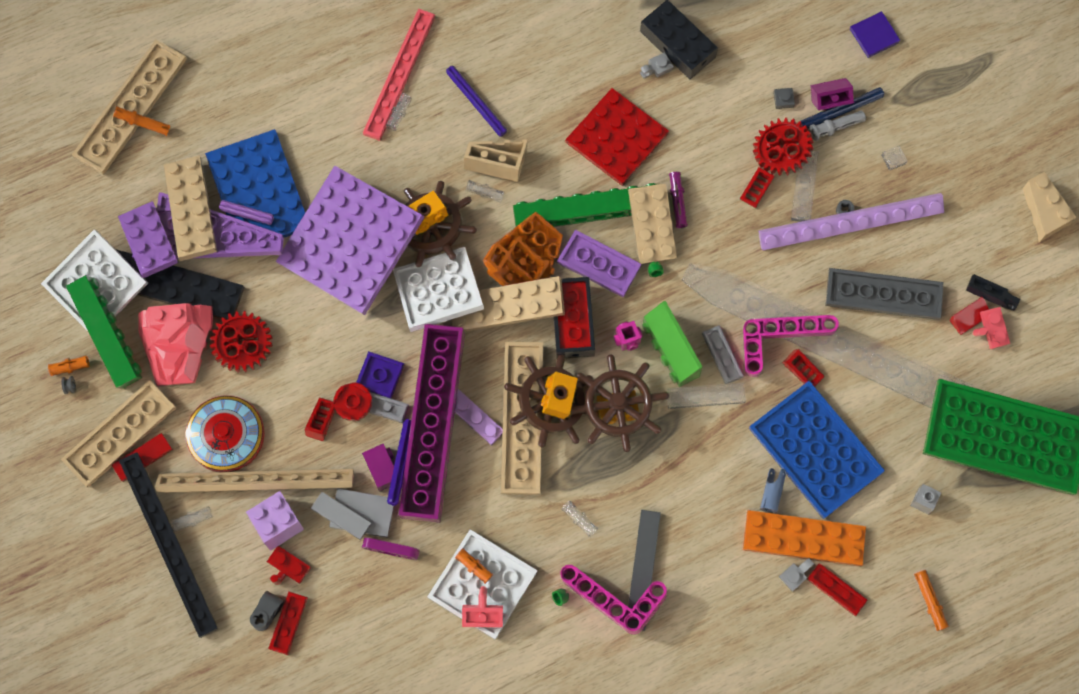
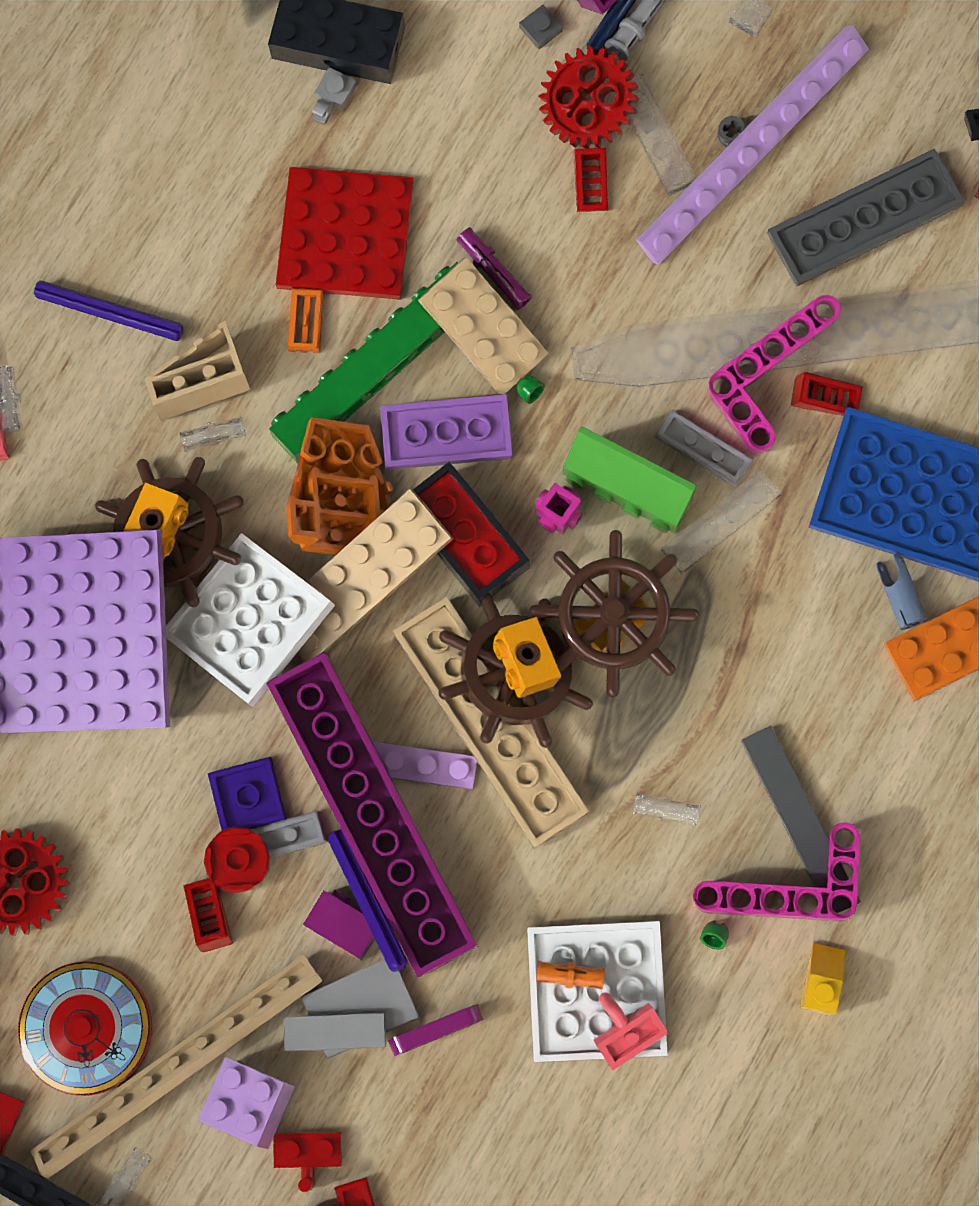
camera: 30 degrees left, 5 degrees up
(559, 178) = (304, 346): none -> orange tile
(599, 655) = (823, 979): none -> yellow slope

